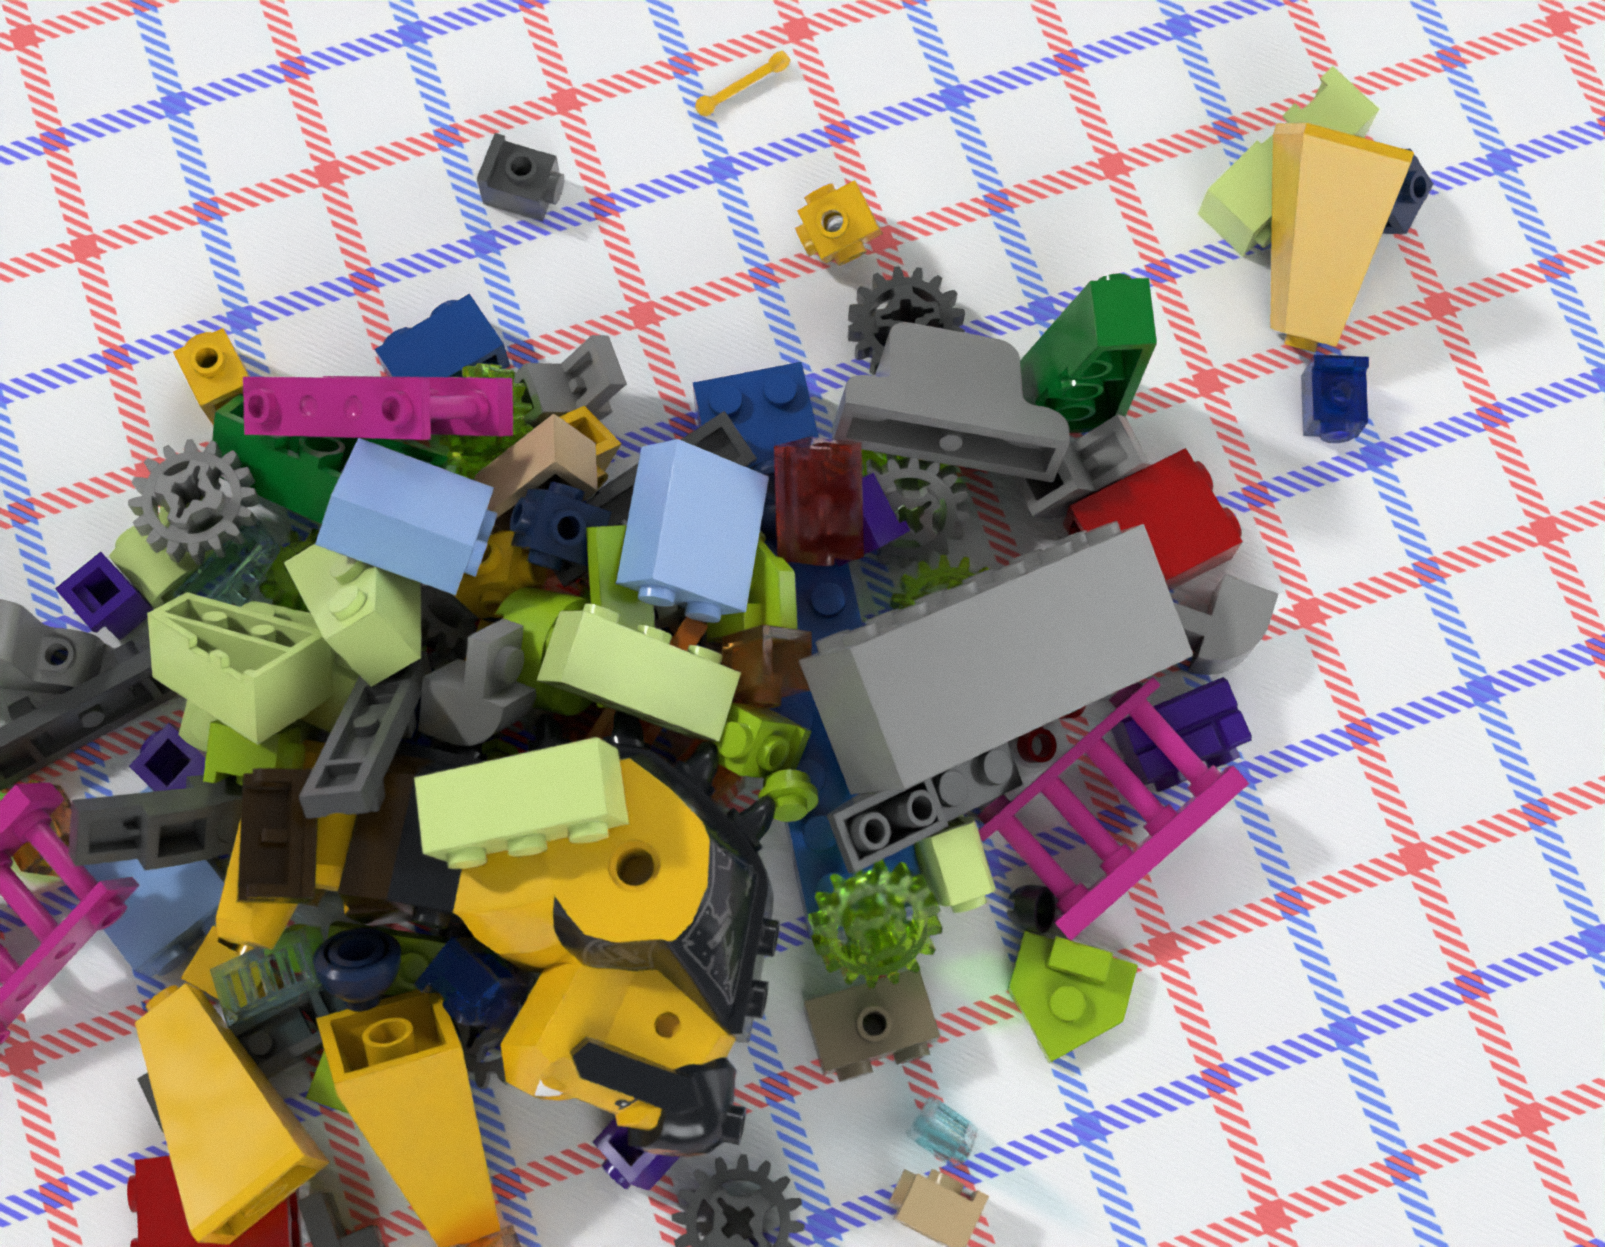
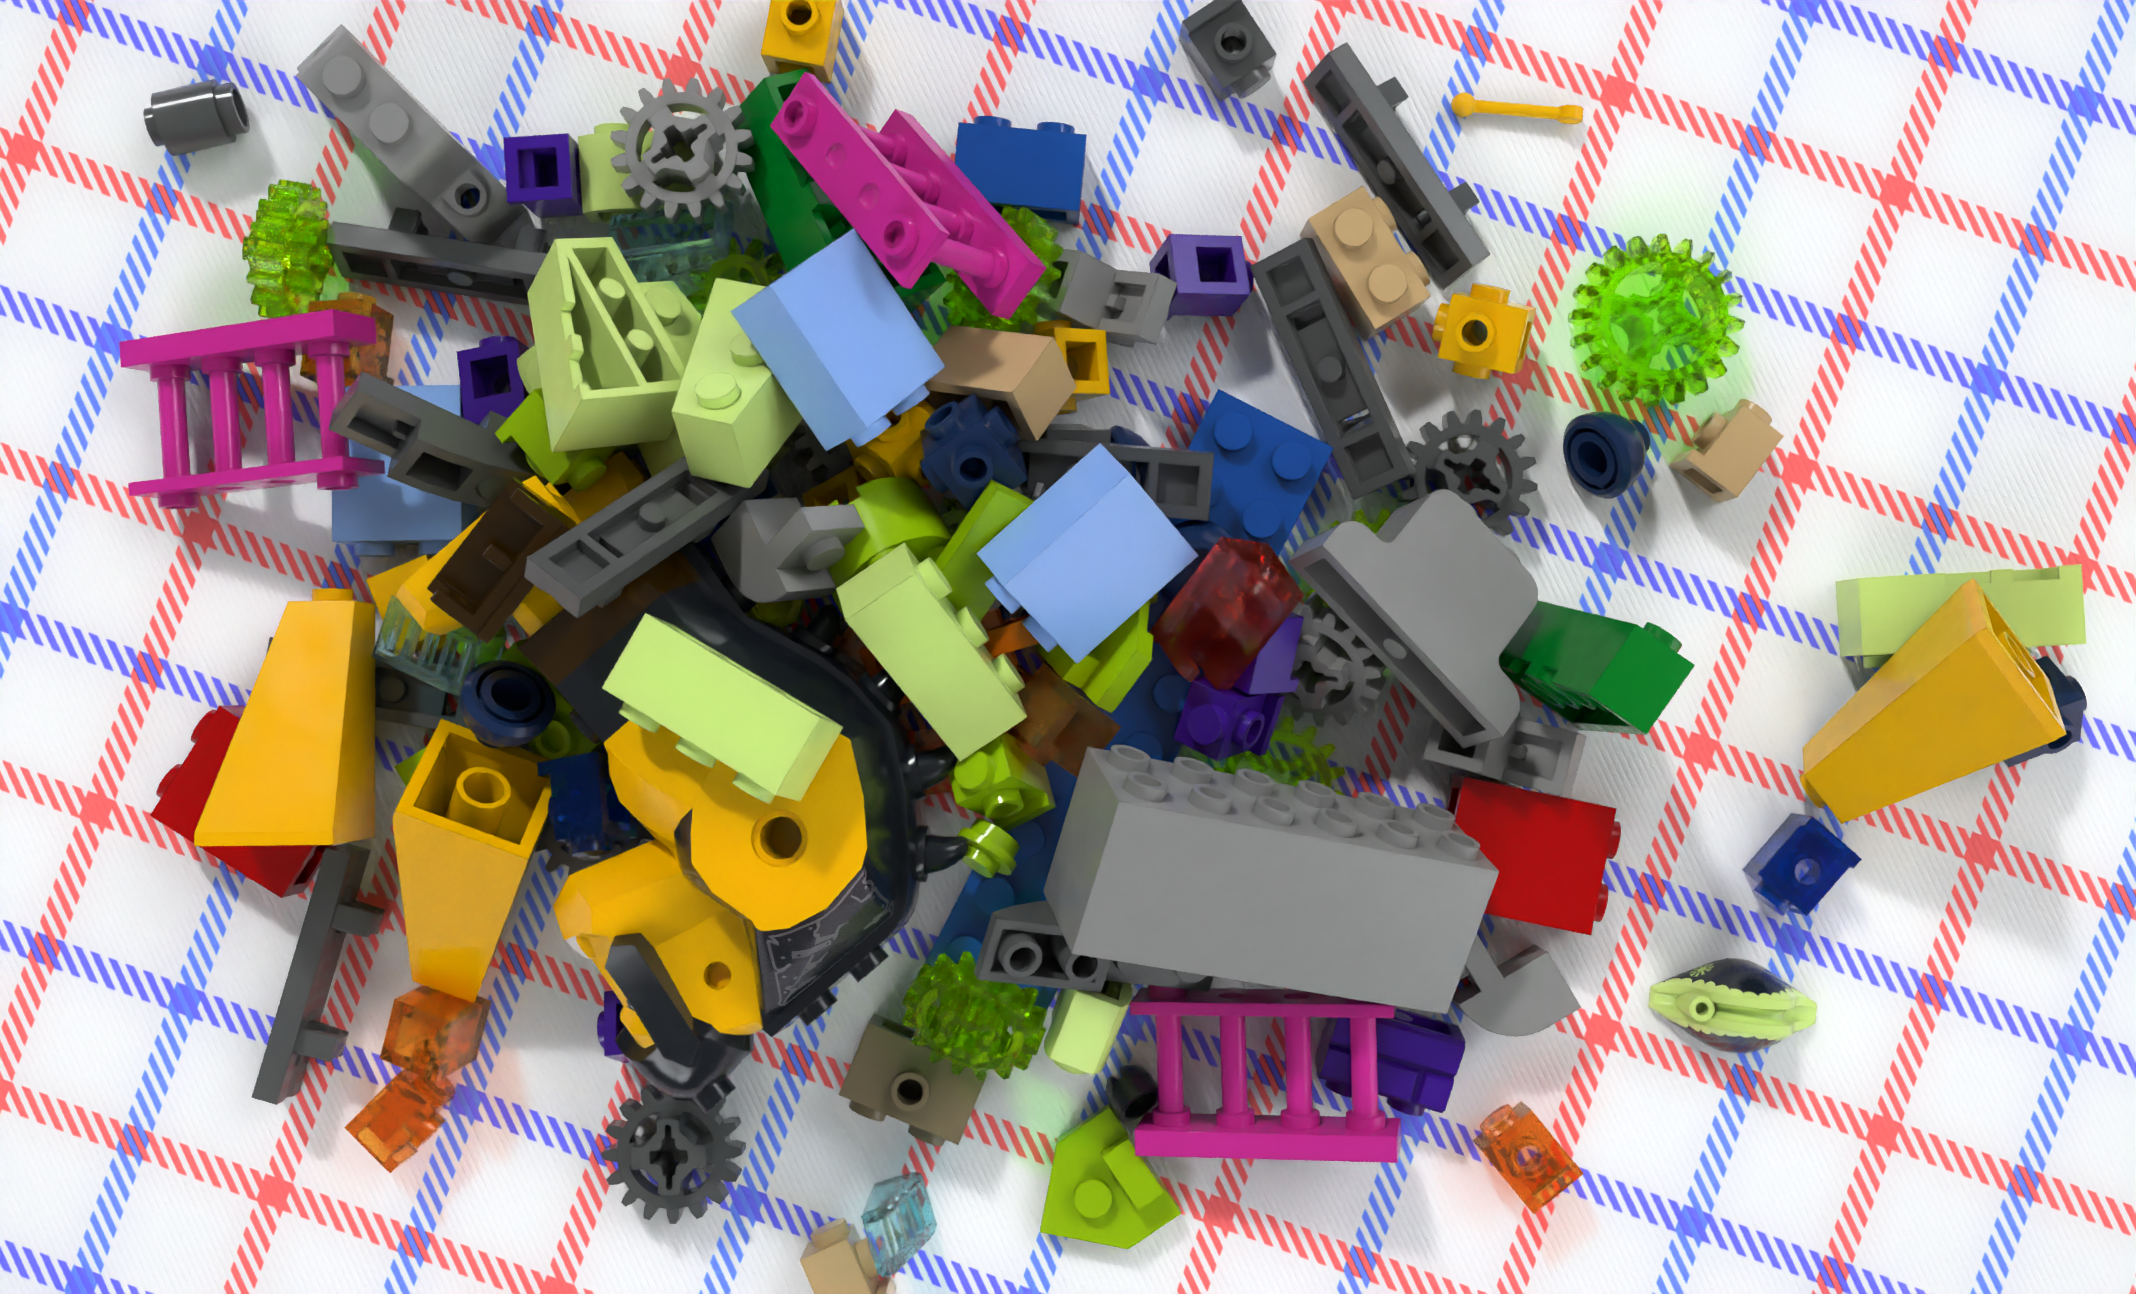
camera: 40 degrees right, 15 degrees up
(628, 319) = (1208, 274): none -> dark purple brick
(693, 168) = (1396, 166): none -> dark grey hinge
(723, 241) = (1367, 263): none -> tan brick
(757, 318) = (1332, 368): none -> dark grey hinge
(879, 582) = (1227, 721): none -> dark purple brick
(960, 118) = (1678, 274): none -> clear neon green gear
(979, 241) = (1605, 452): none -> dark blue brick
(1058, 182) = (1728, 450): none -> tan brick
(1314, 741) = (1541, 1176): none -> clear orange brick
(1376, 525) = (1733, 1005): none -> yellowish green hat

